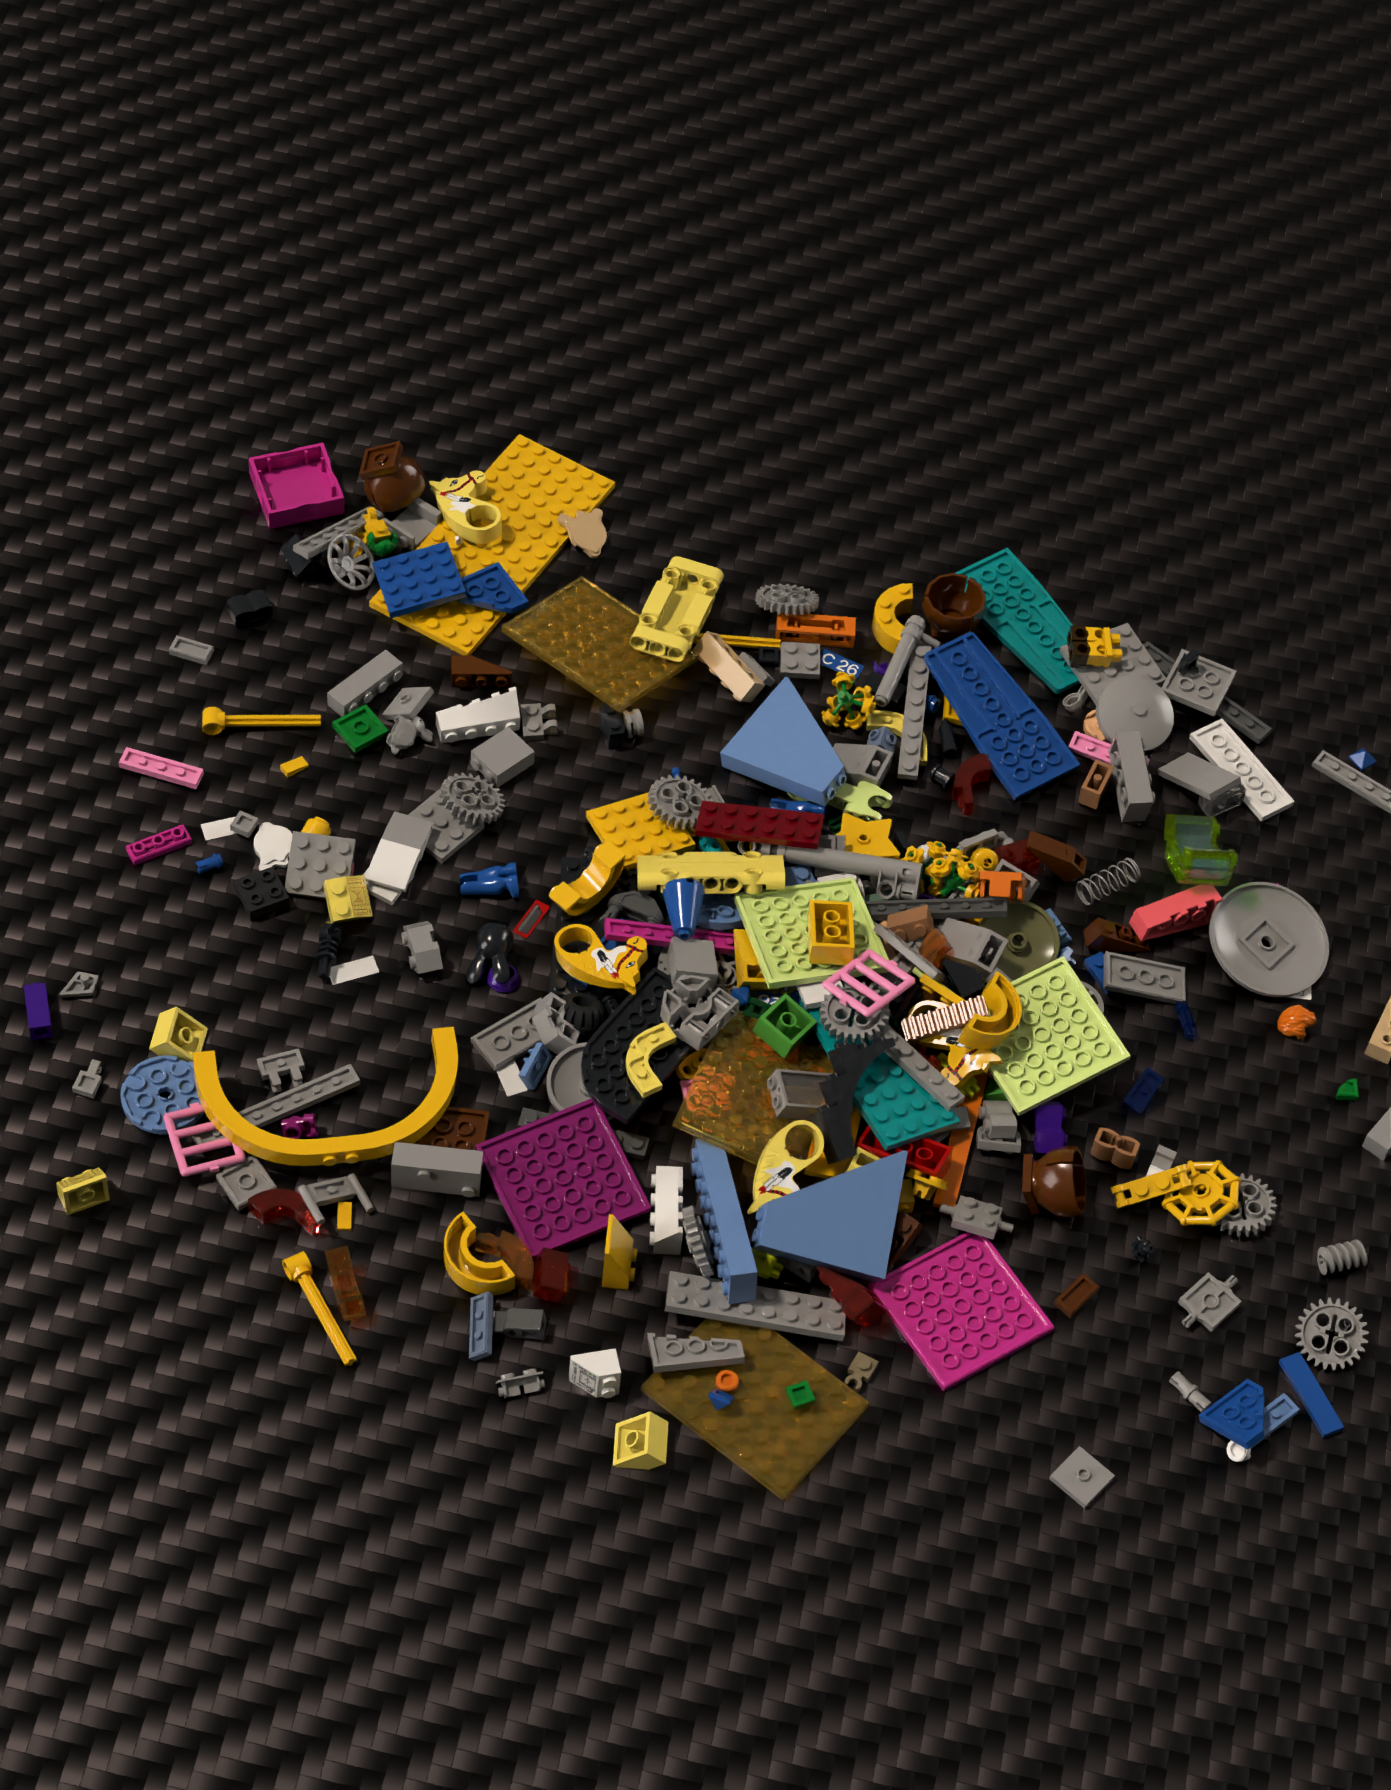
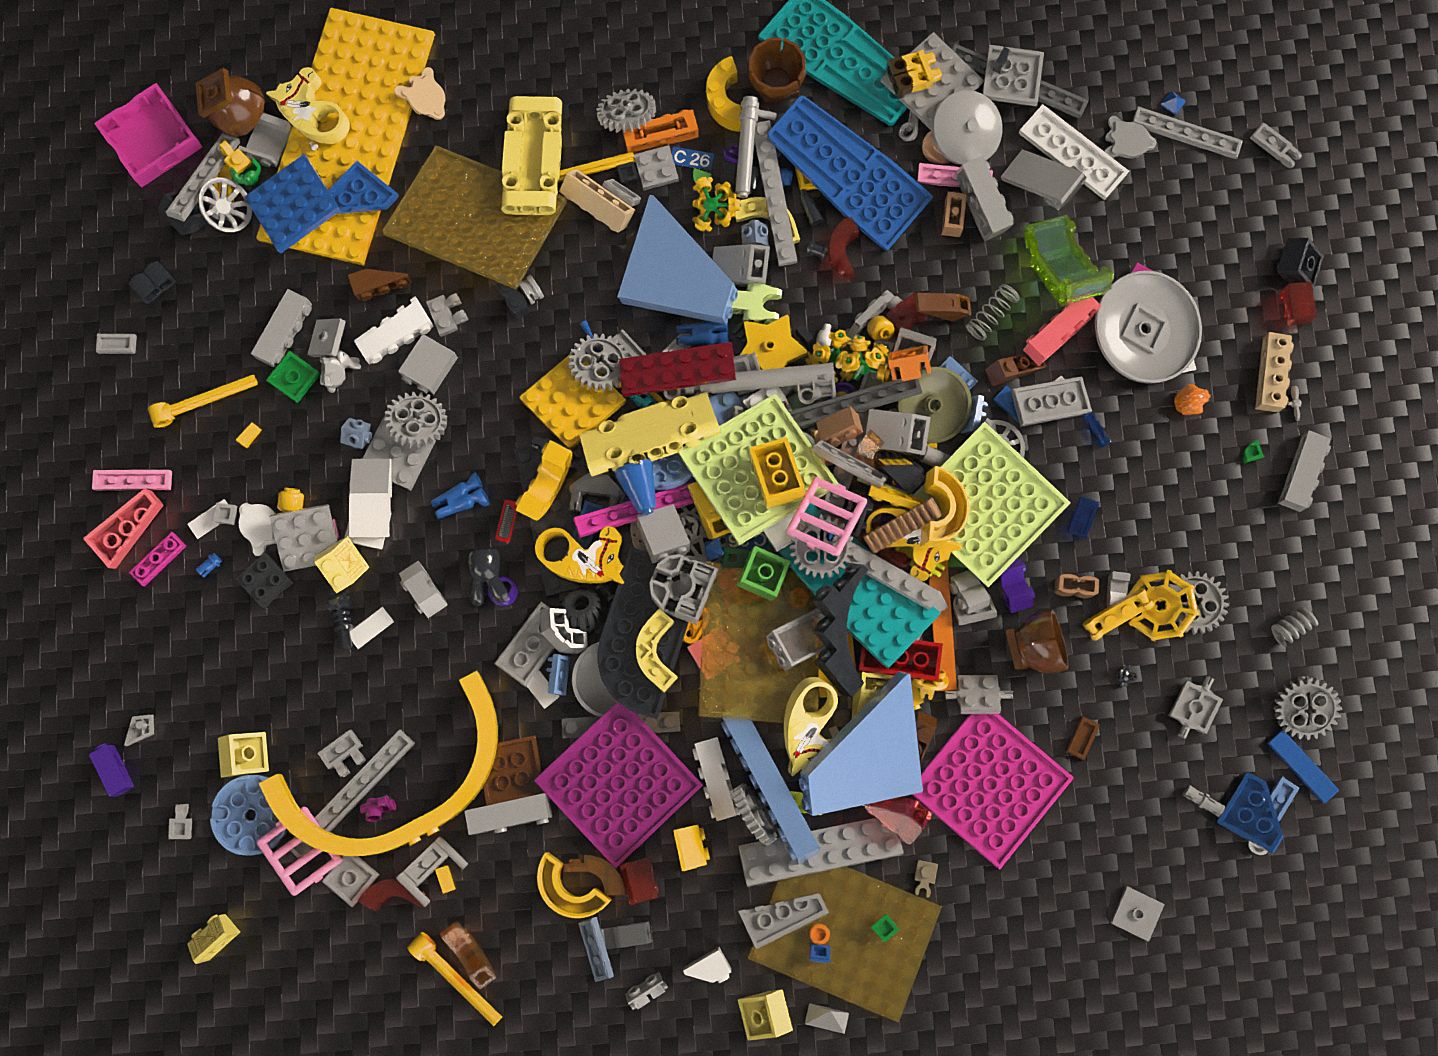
camera: 10 degrees left, 25 degrees up
(138, 803) = (123, 528): none -> coral wedge
(406, 793) = (356, 433): none -> sand blue brick
(707, 1469) = (826, 1018): none -> light grey slope
(1304, 776) = (1128, 139): none -> light grey tile

